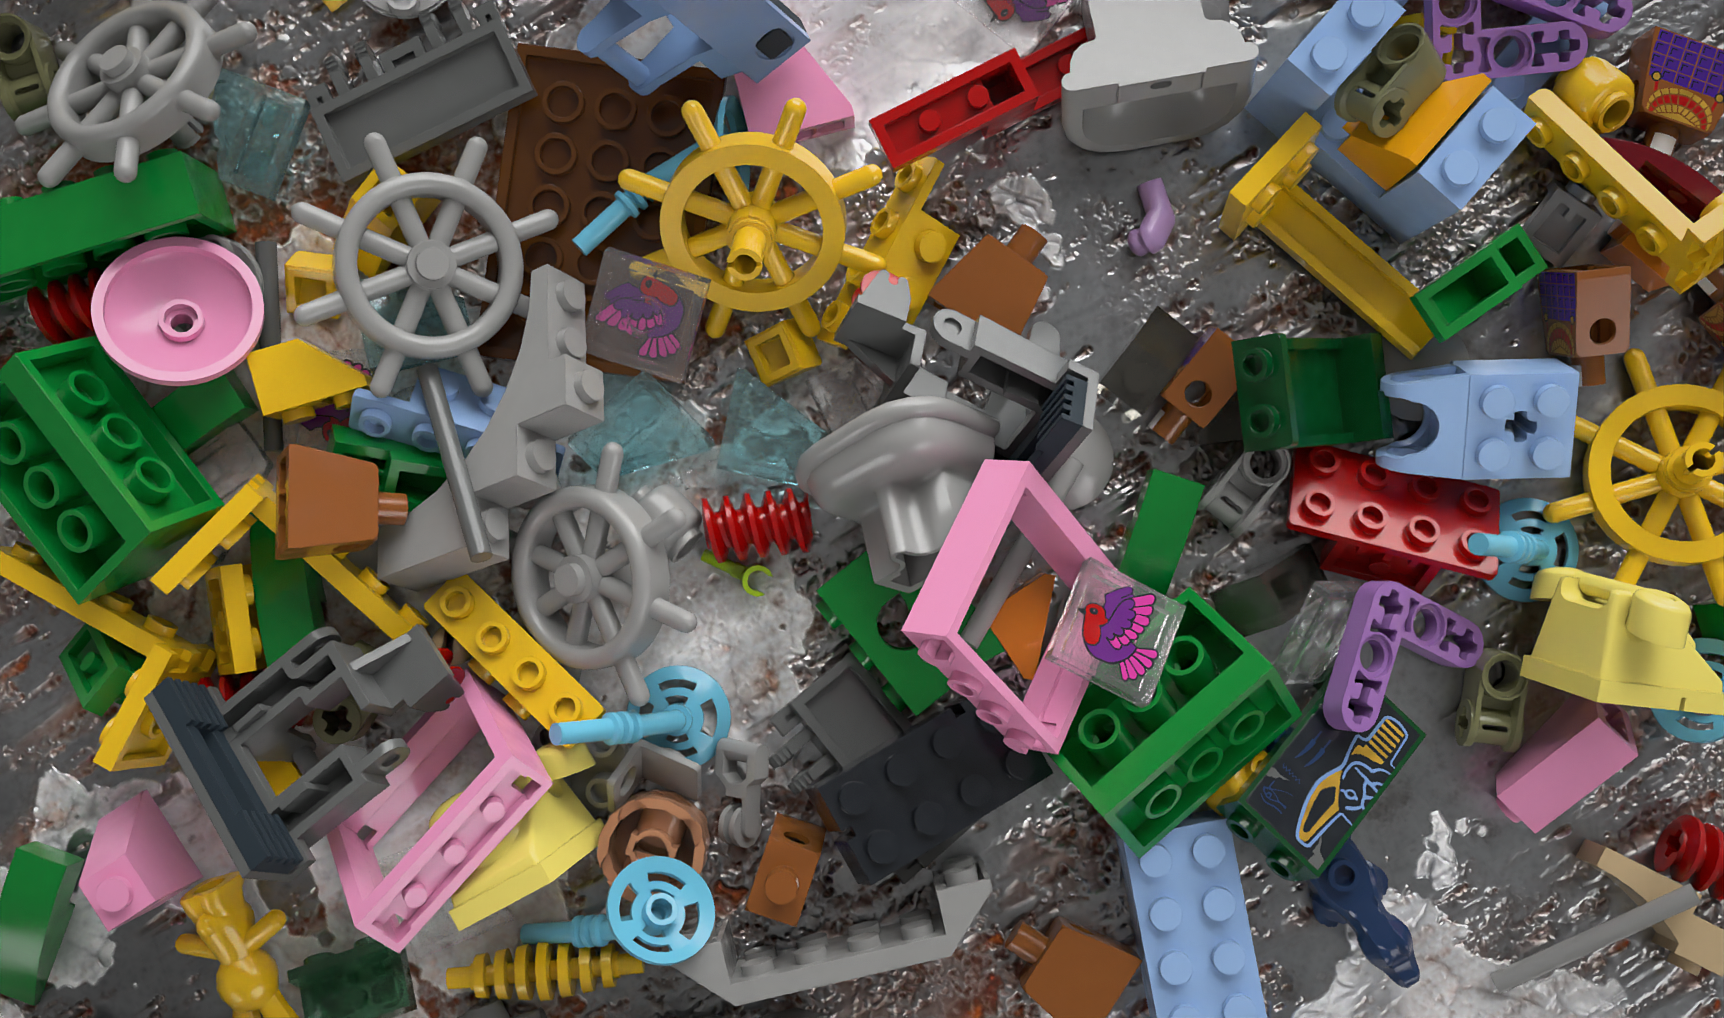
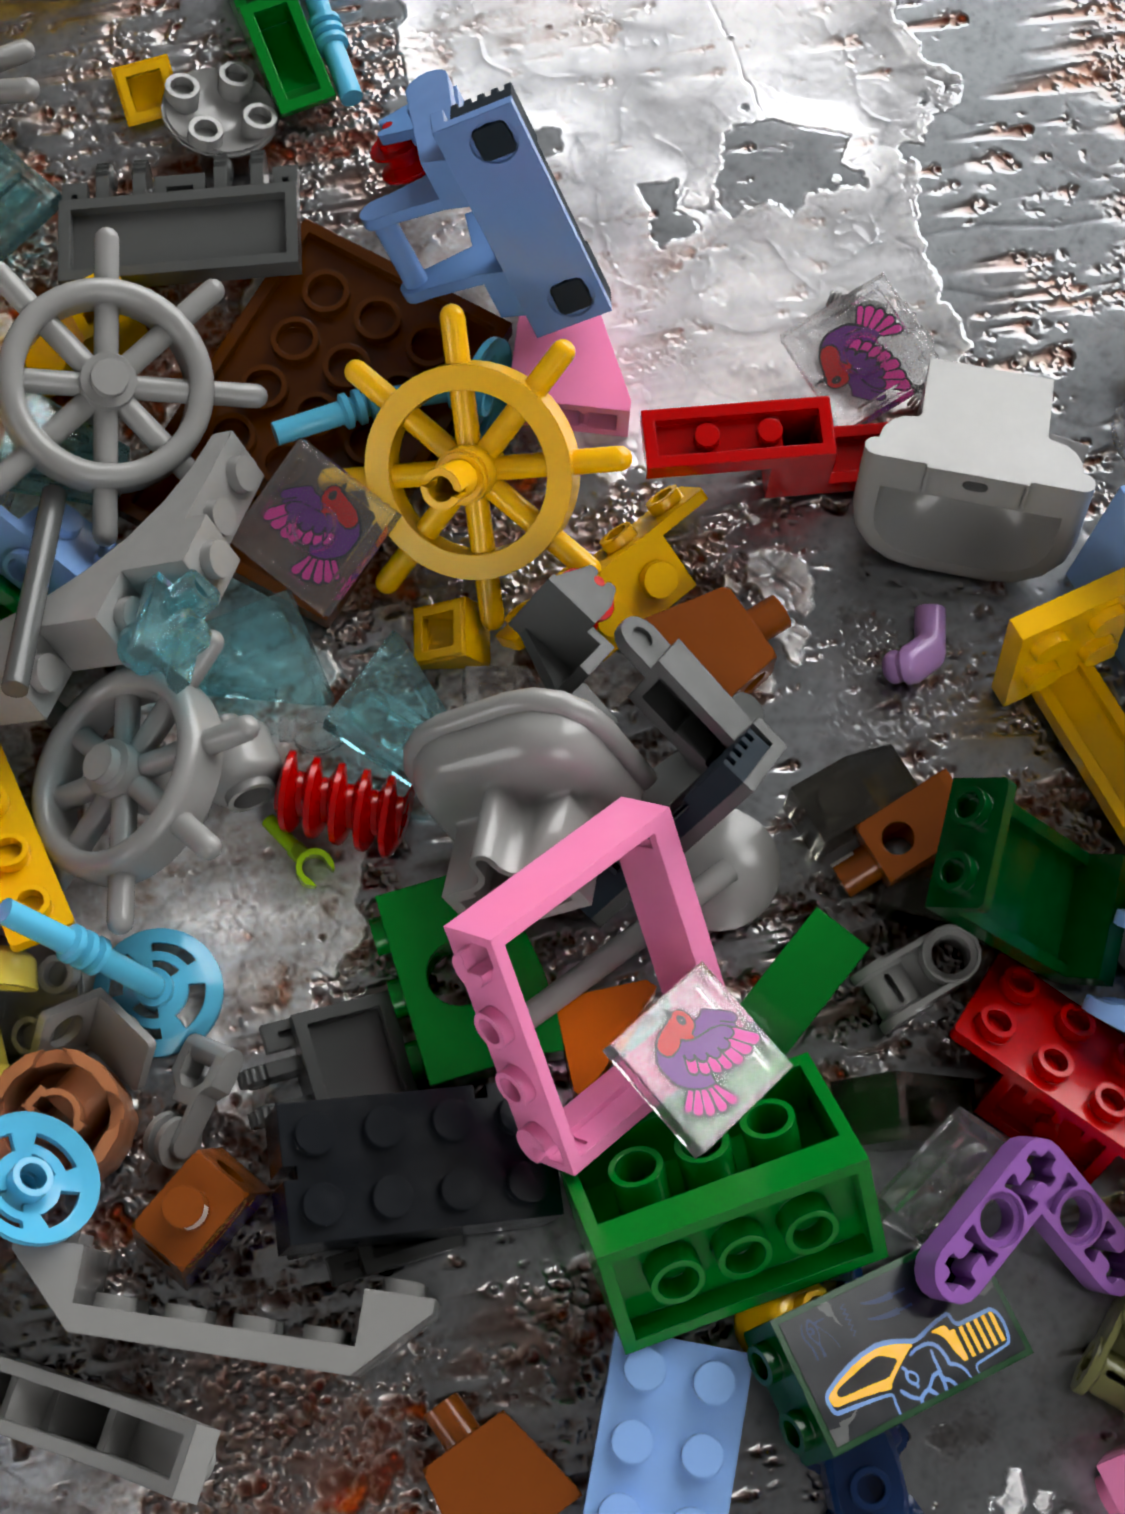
camera: 20 degrees right, 15 degrees down
(578, 463) = (169, 628): none -> clear light blue hips

